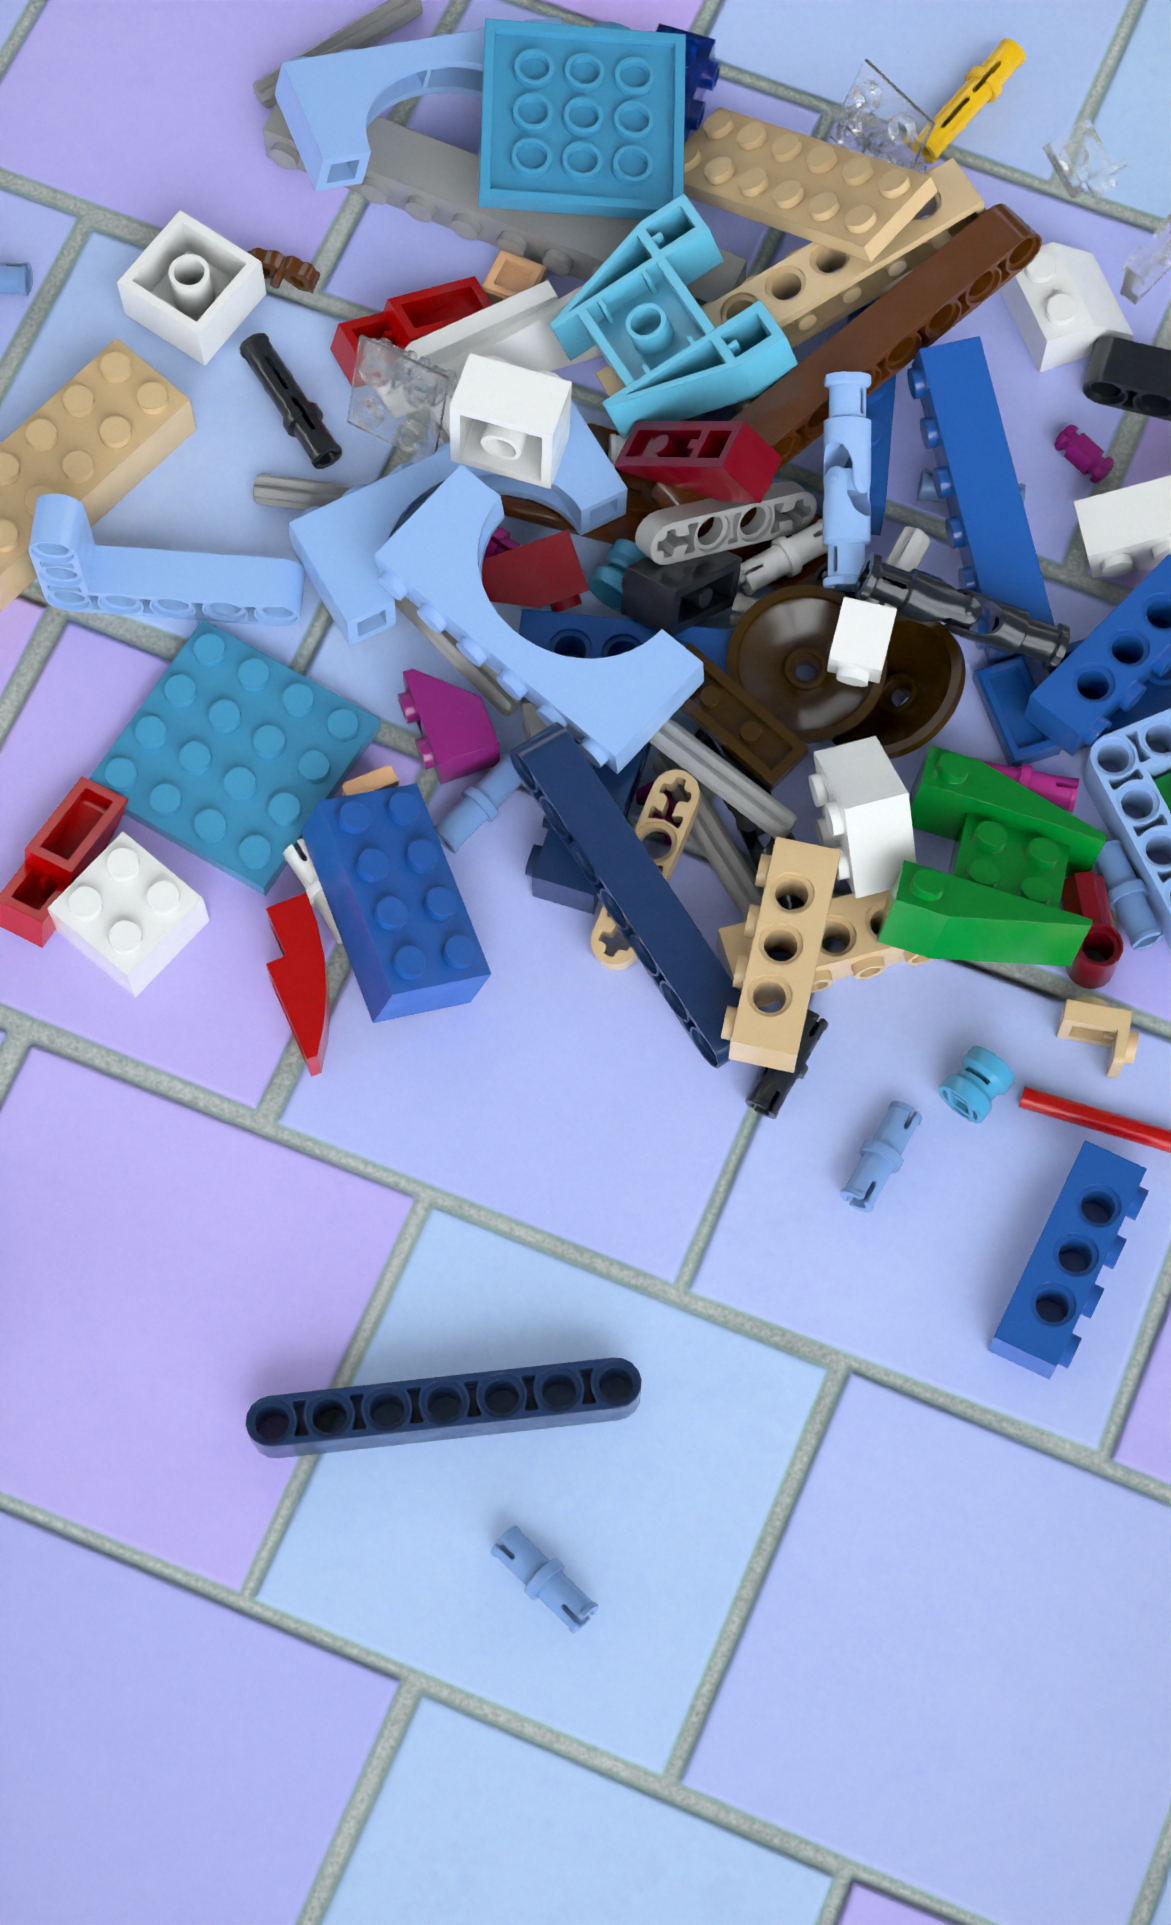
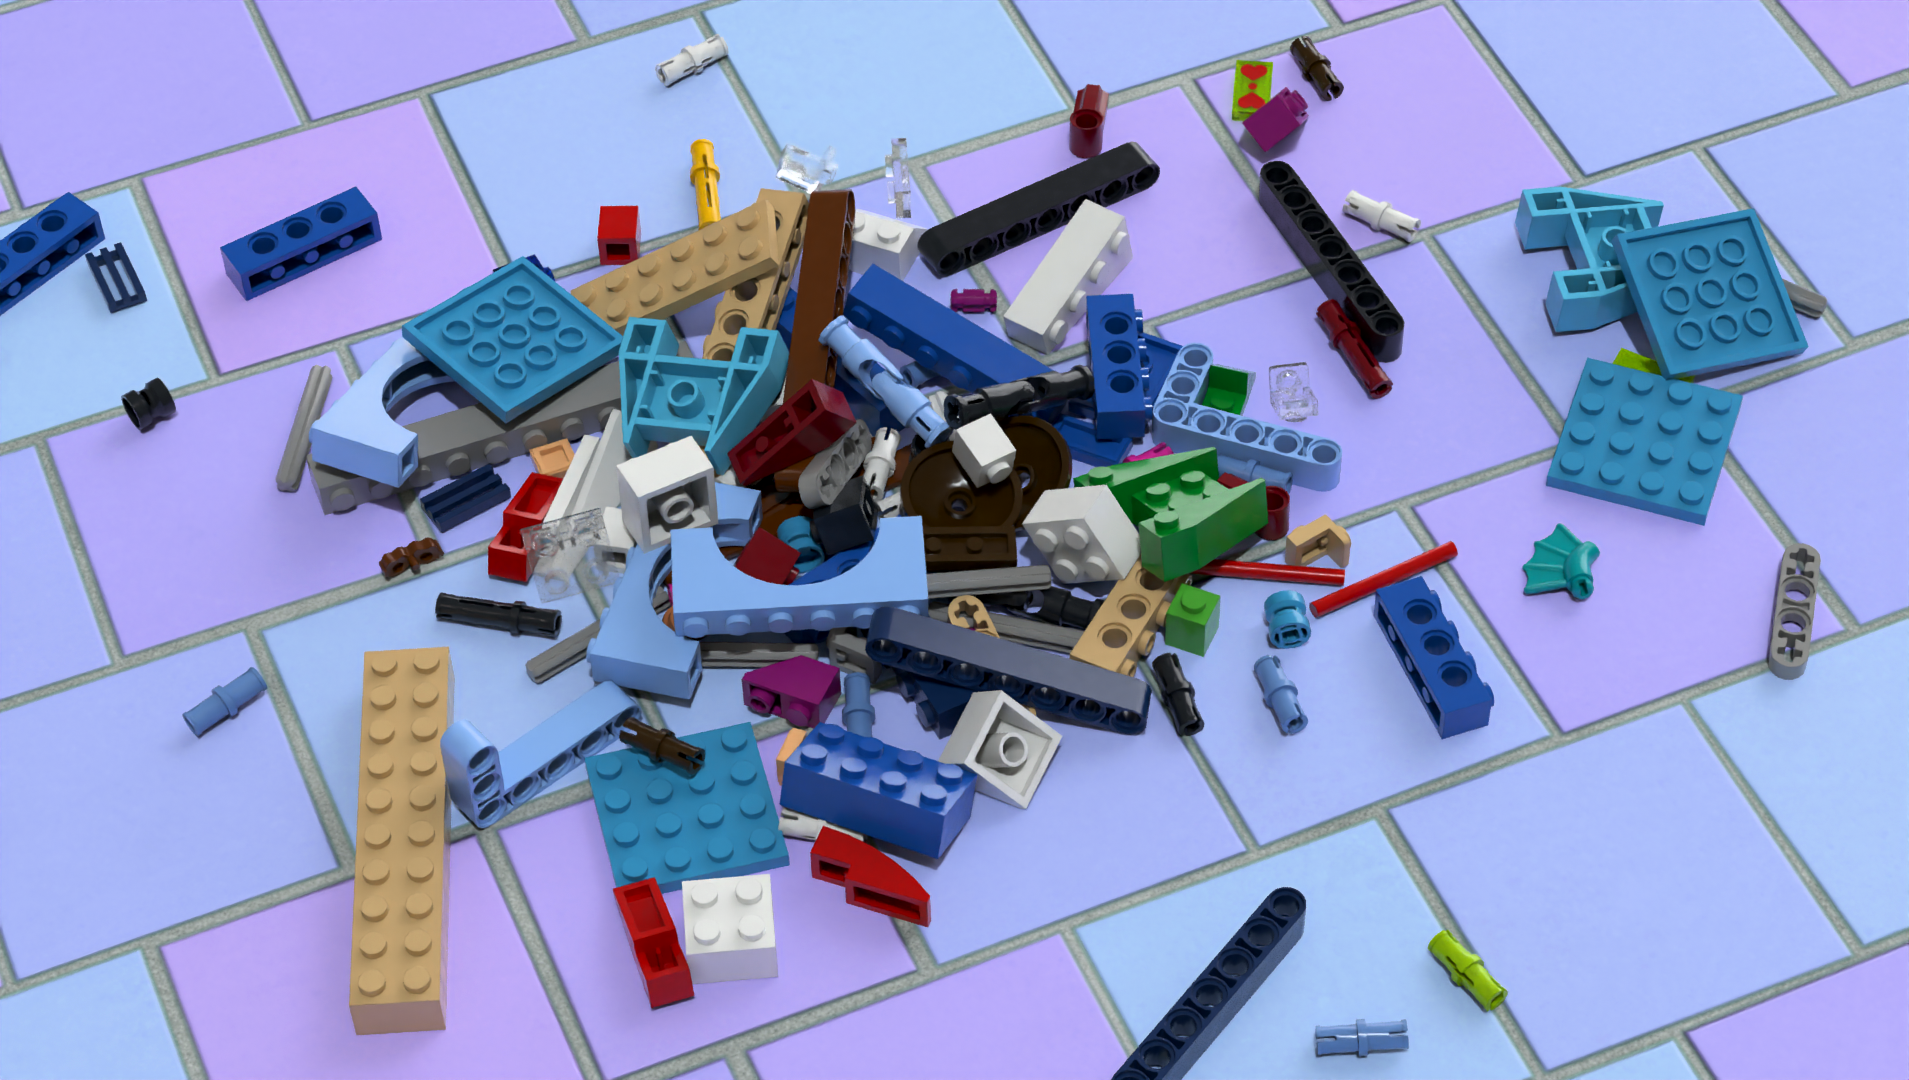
camera: 45 degrees left, 20 degrees down
(192, 287) = (373, 599): white brick -> none
(262, 674) = (662, 745): none -> dark brown pin
(398, 242) = (461, 494): none -> dark blue tile
(551, 964) = (1002, 746): none -> white slope
(720, 1612) = (1467, 970): none -> lime pin
(775, 1037) = (1124, 629): tan brick -> none
(823, 82) = (619, 234): none -> red brick
(882, 121) = (675, 216): clear hinge -> none
(884, 999) = (1192, 620): none -> bright green brick
(1037, 1026) = (1273, 572): none -> red bar

